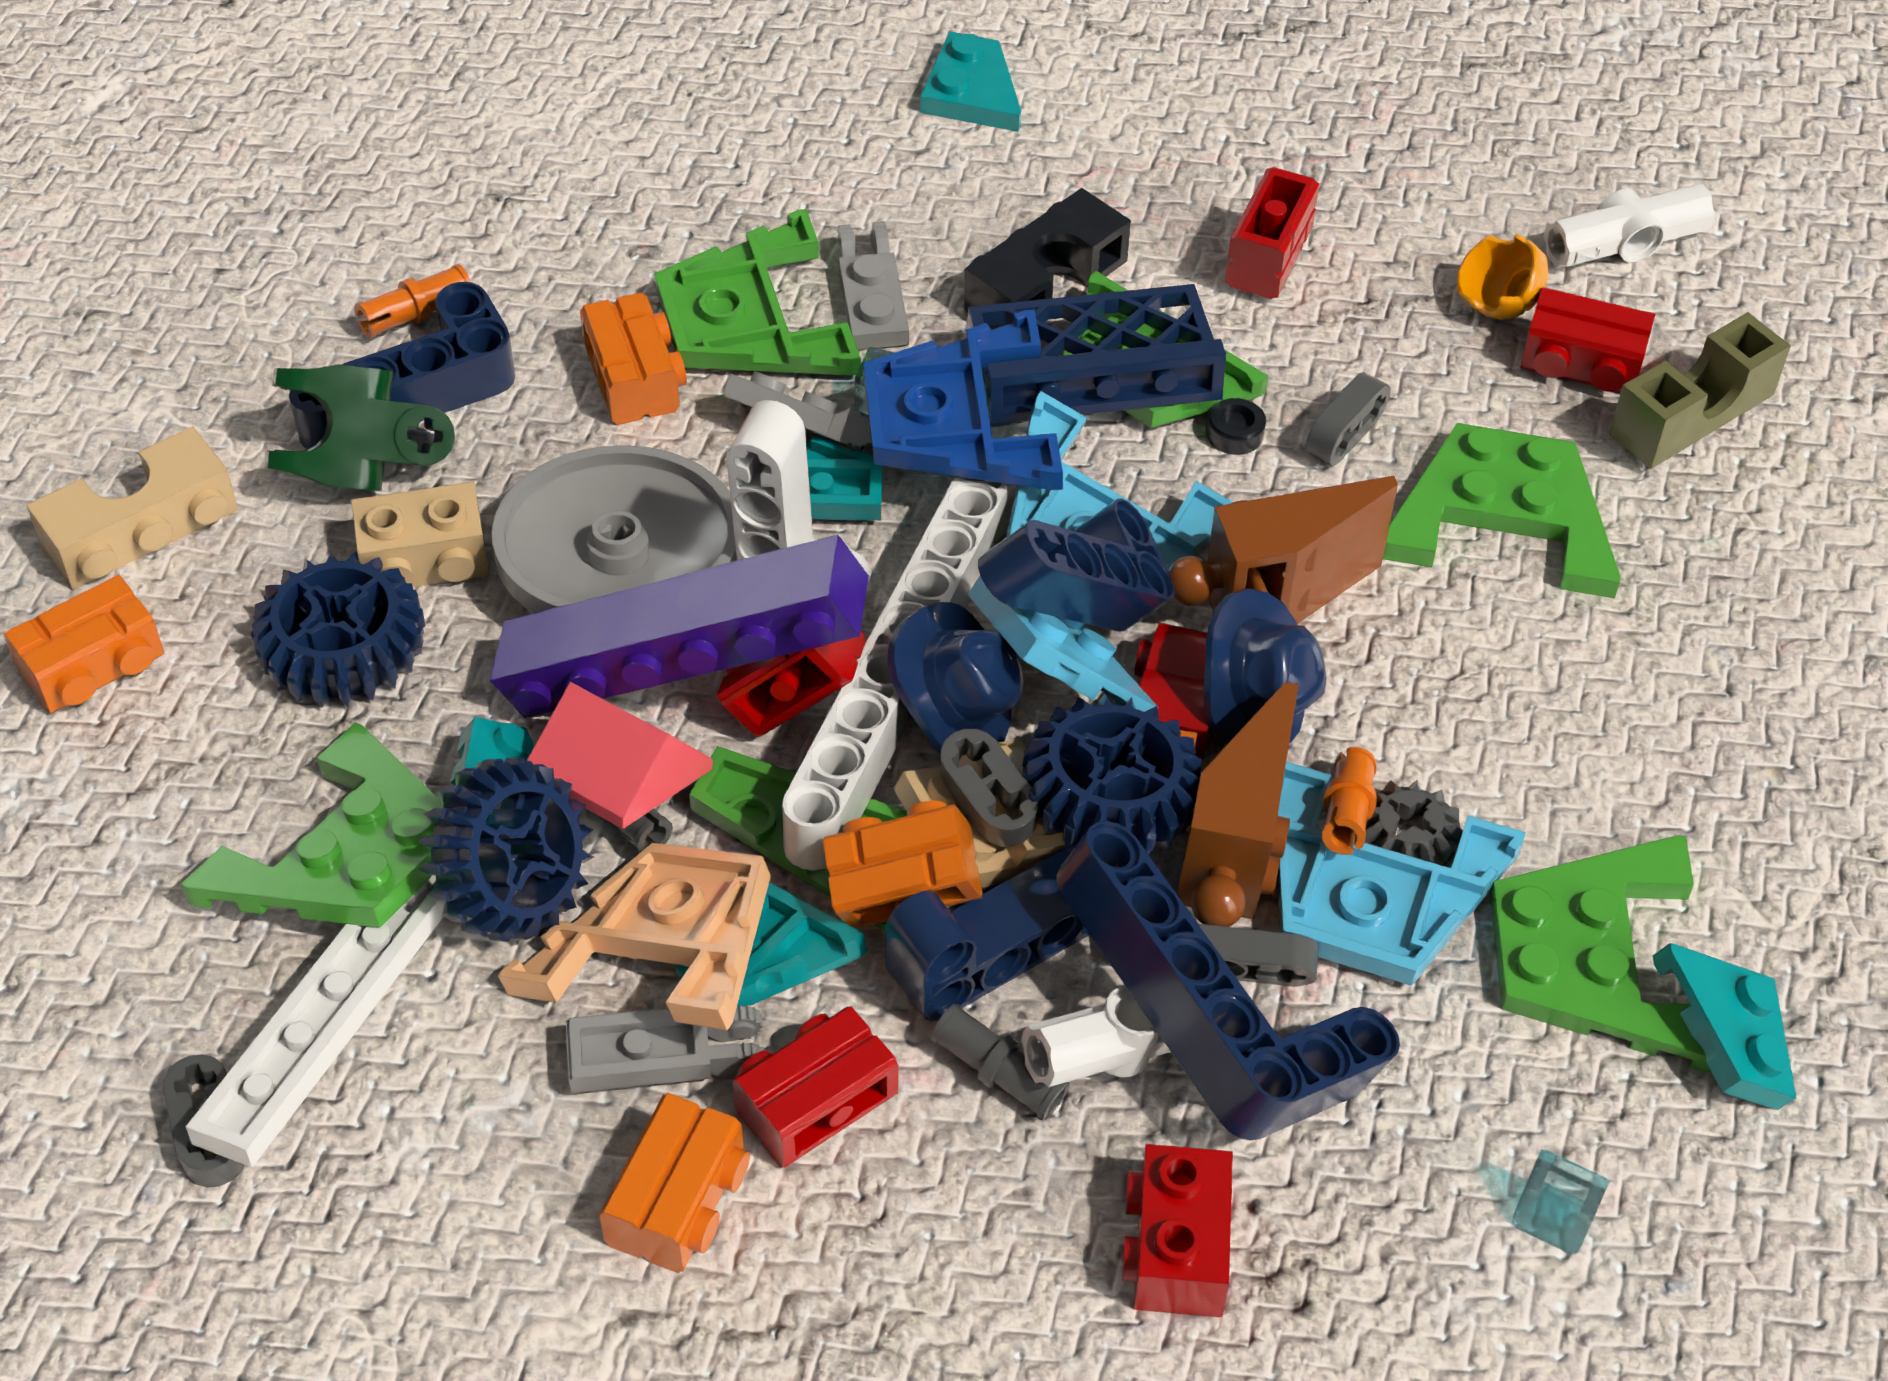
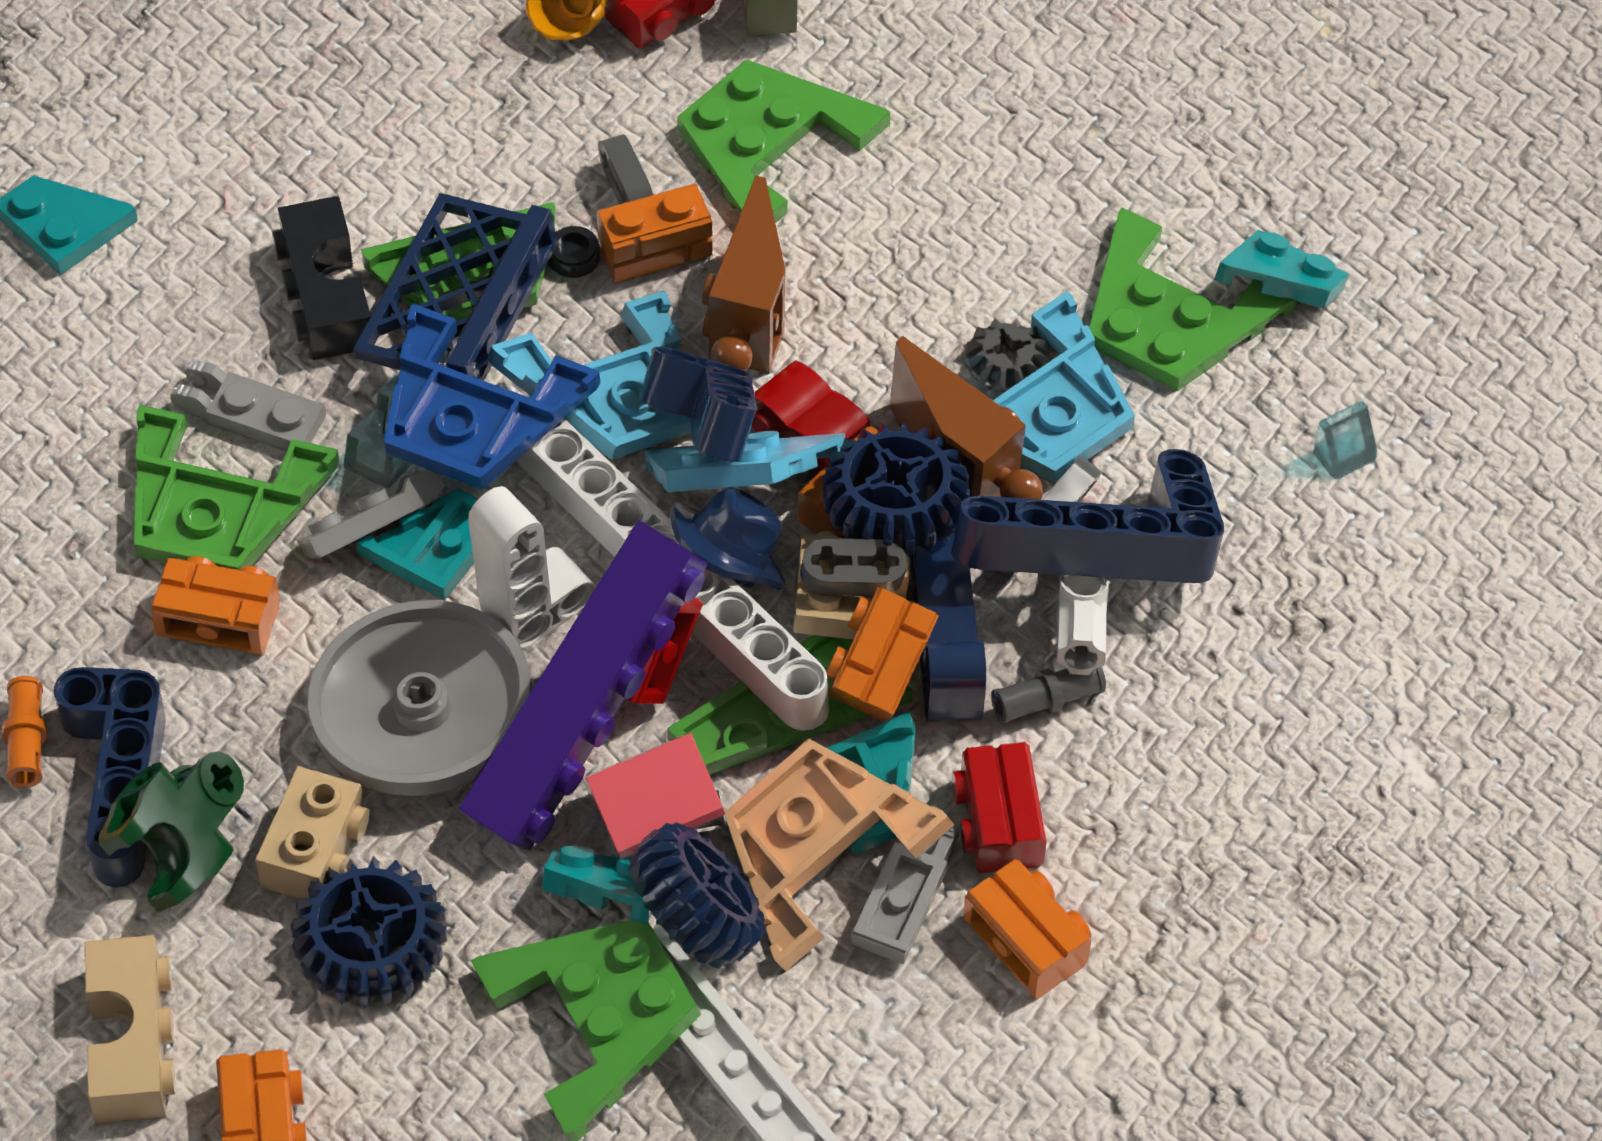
camera: 60 degrees left, 5 degrees up
(1182, 1230) = (1243, 653): red brick -> none
(1250, 655) = (848, 349): dark blue hat -> none
(1271, 232) = (414, 115): red brick -> none
(1289, 454) = (654, 233): none -> orange brick
(1349, 801) = (982, 372): orange pin -> none

